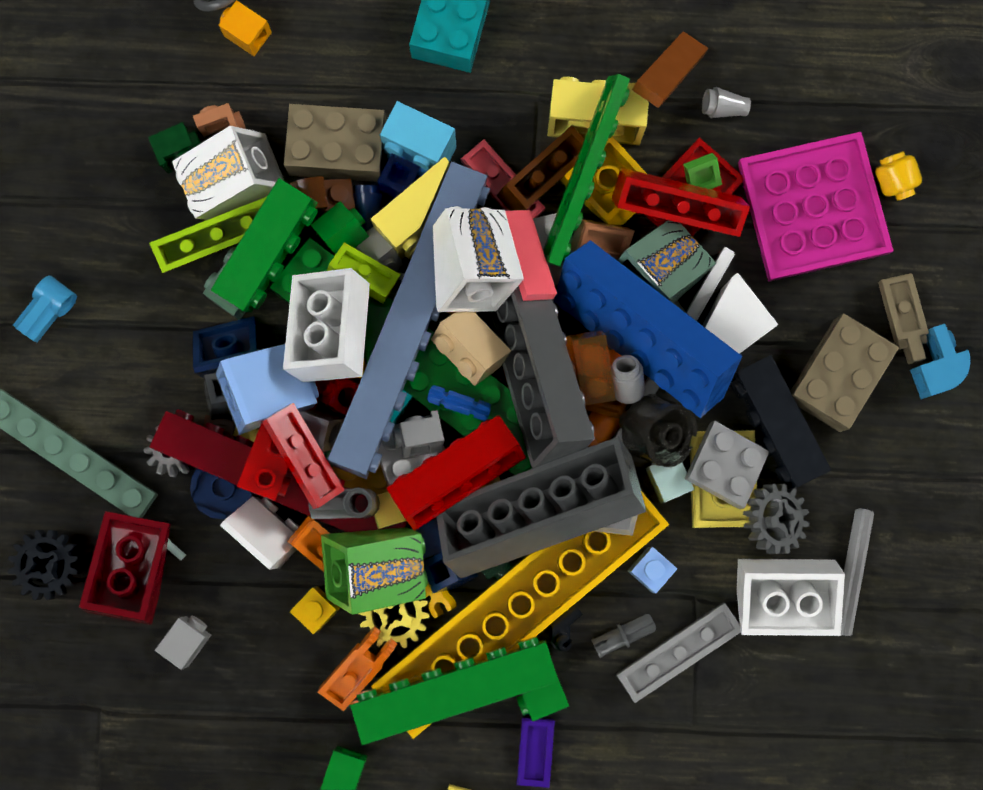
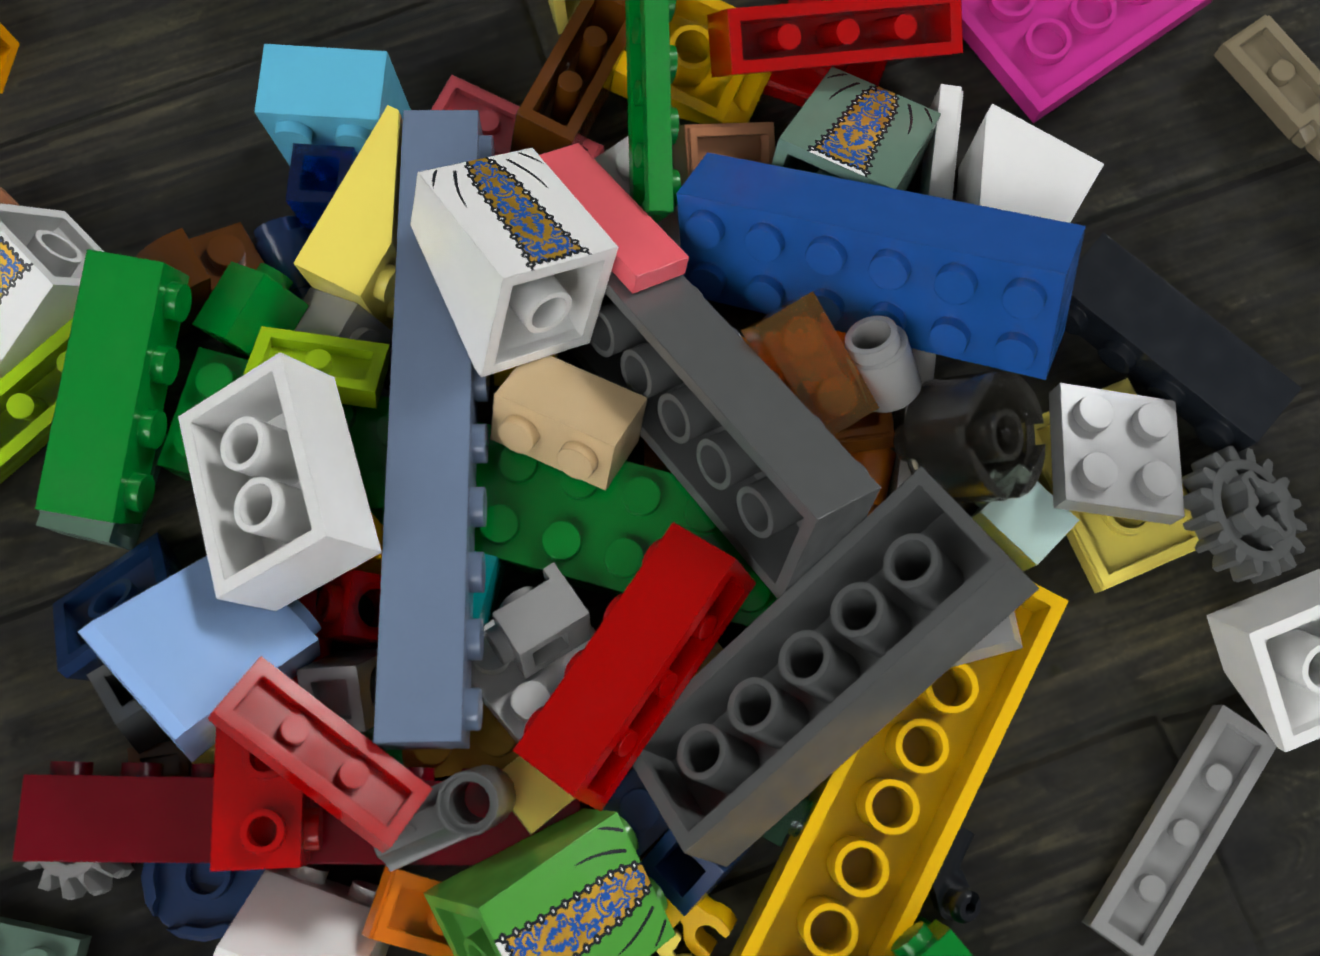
camera: 20 degrees left, 5 degrees down
(334, 142) = (187, 169): dark tan brick -> none
(459, 402) = (589, 532): blue axle -> none
(624, 635) = (1067, 842): dark grey axle -> none
(652, 569) = (1067, 699): light blue brick -> none
(842, 372) = (1236, 217): dark tan brick -> none

